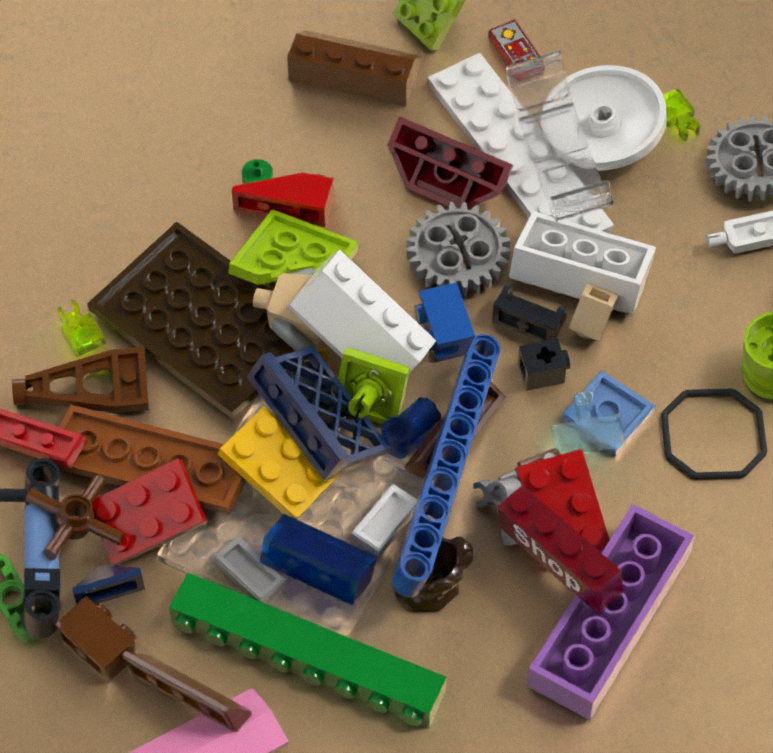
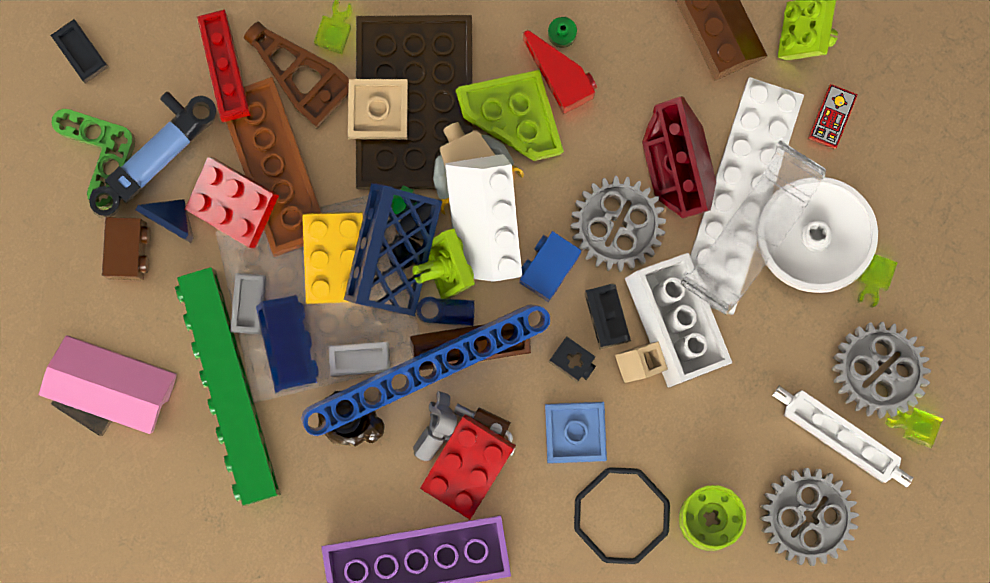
camera: 50 degrees right, 25 degrees up
(73, 527) = (180, 149): reddish brown bar -> none
(184, 340) = (377, 108): none -> tan plate
(187, 690) = (133, 339): reddish brown slope -> none
(560, 549) = (418, 499): dark red brick -> none
(588, 432) = (538, 434): clear light blue plate -> none

